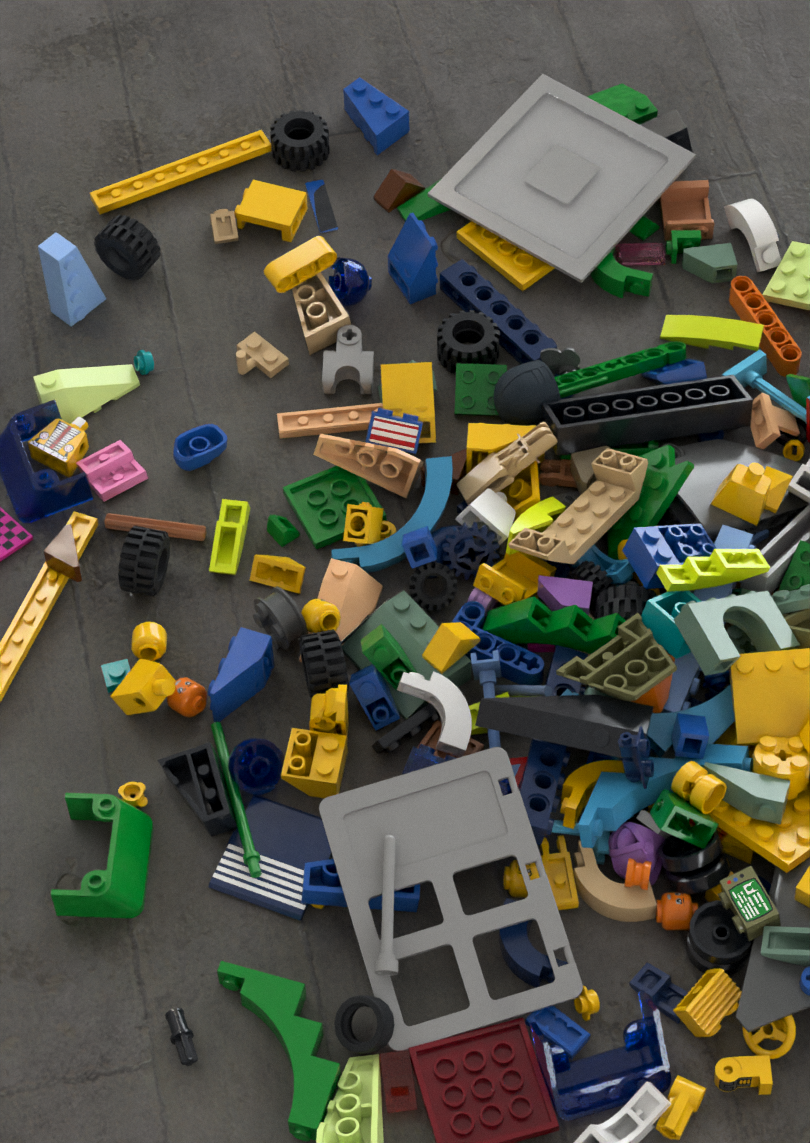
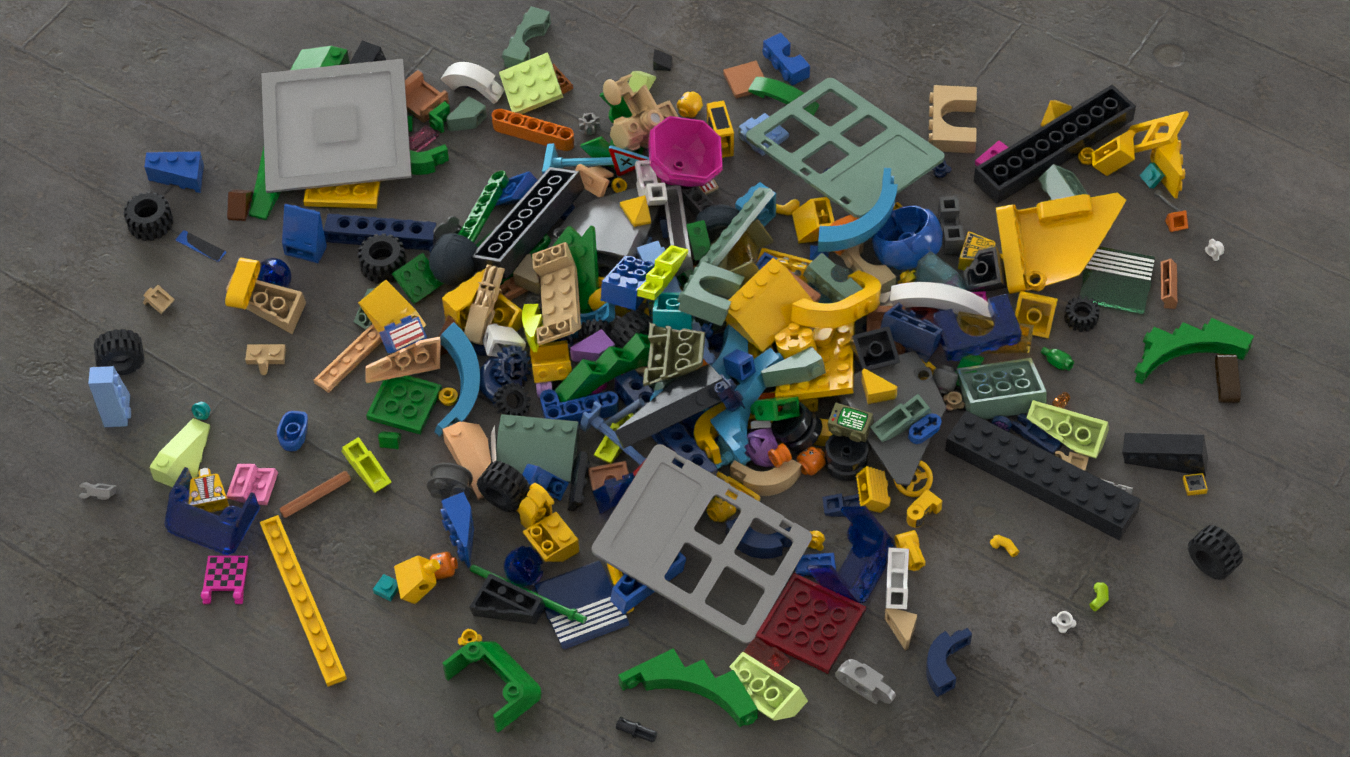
camera: 45 degrees left, 0 degrees up
(62, 554) = (289, 547): slope -> none
(144, 561) = (338, 513): black tyre -> none
(149, 641) = (386, 554): yellow head -> none
(180, 172) = (91, 288): yellow plate -> none
(272, 207) = (176, 266): yellow panel -> none
(278, 572) = (415, 462): yellow slope -> none
(321, 616) = (475, 462): yellow head -> none
(344, 1019) = (708, 643): black tyre -> none
(348, 362) = (324, 319): light grey piece -> none
(363, 524) = (439, 405): yellow head -> none
(386, 655) = (532, 454): green slope -> none
(386, 963) = (707, 601): light grey piece -> none
(419, 547) = (488, 383): blue brick -> none
(449, 645) = (562, 422): yellow slope -> none
(450, 705) = (593, 451): white arch -> none
(699, 787) = (777, 389): yellow wheel -> none
(712, 331) = (509, 152): neon yellow slope -> none
(744, 492) = (630, 222): yellow torso -> none

